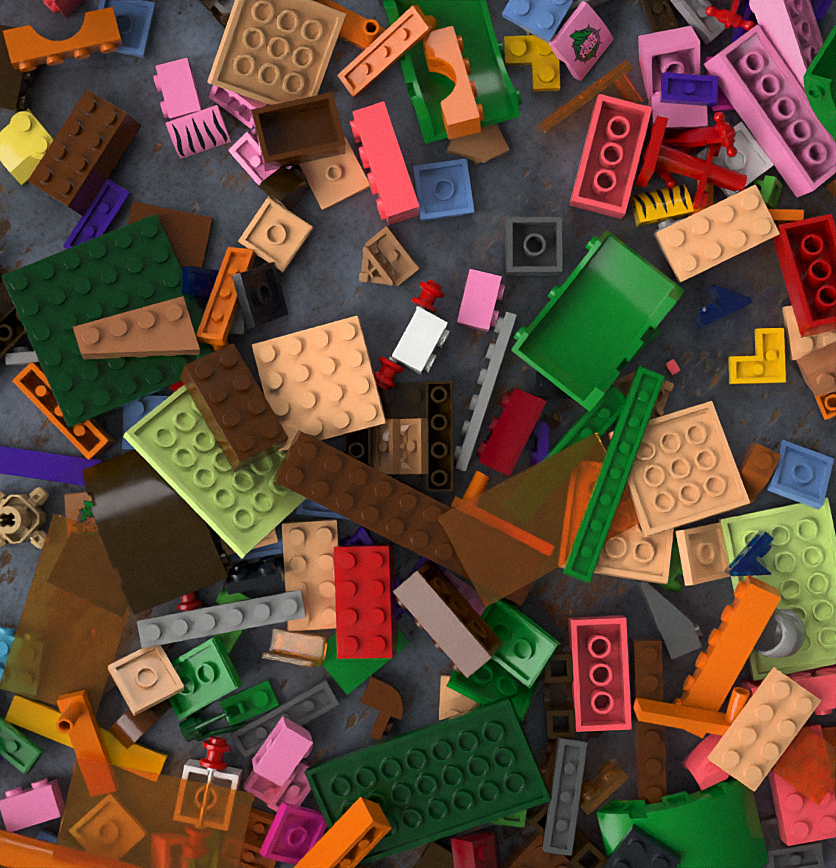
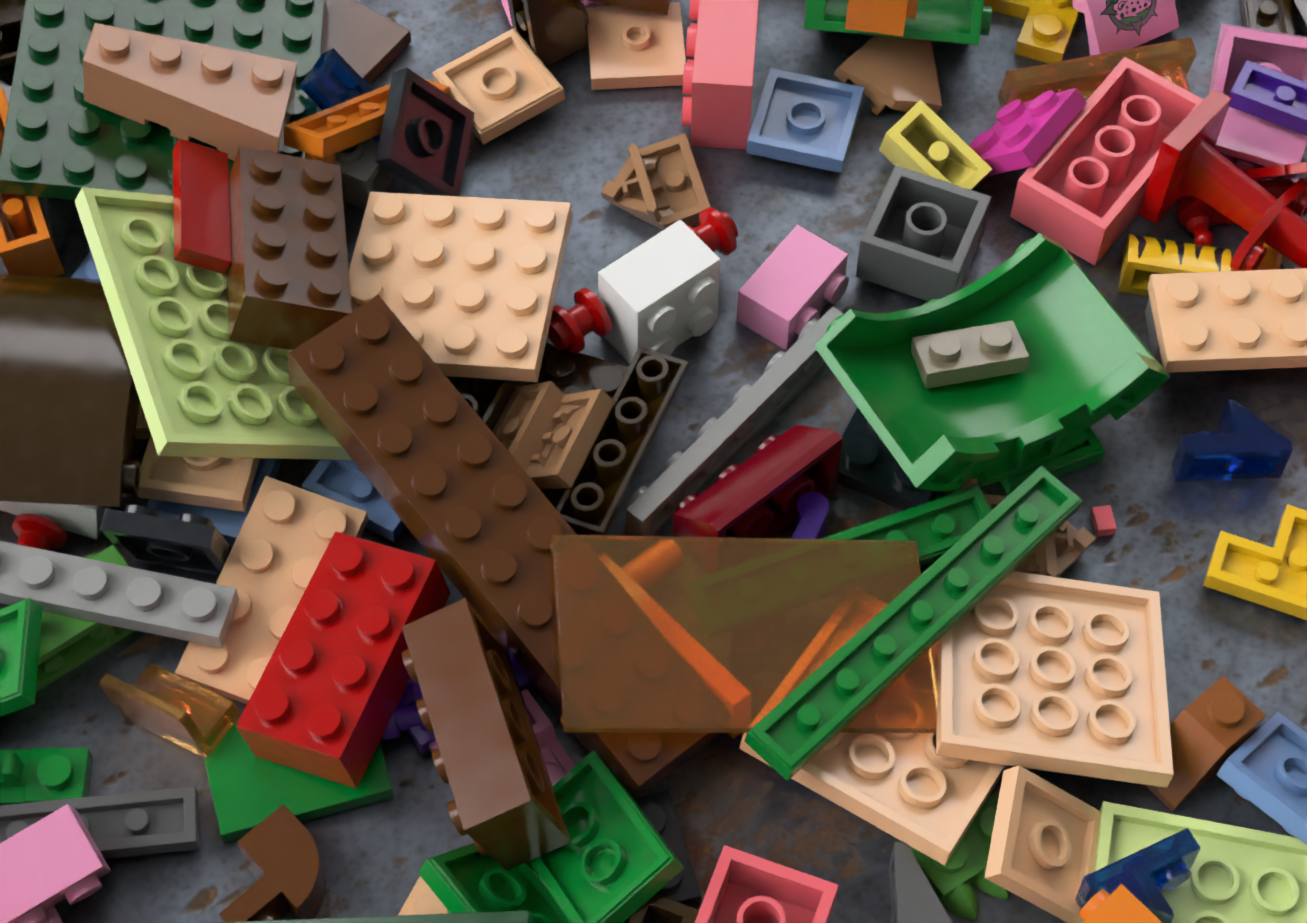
camera: 25 degrees right, 30 degrees down
(180, 401) = (201, 207): none -> red tile
(520, 192) = (932, 148): none -> light yellow slope
(560, 160) = (1027, 130): none -> dark pink plate
(582, 311) = (969, 354): none -> dark tan plate

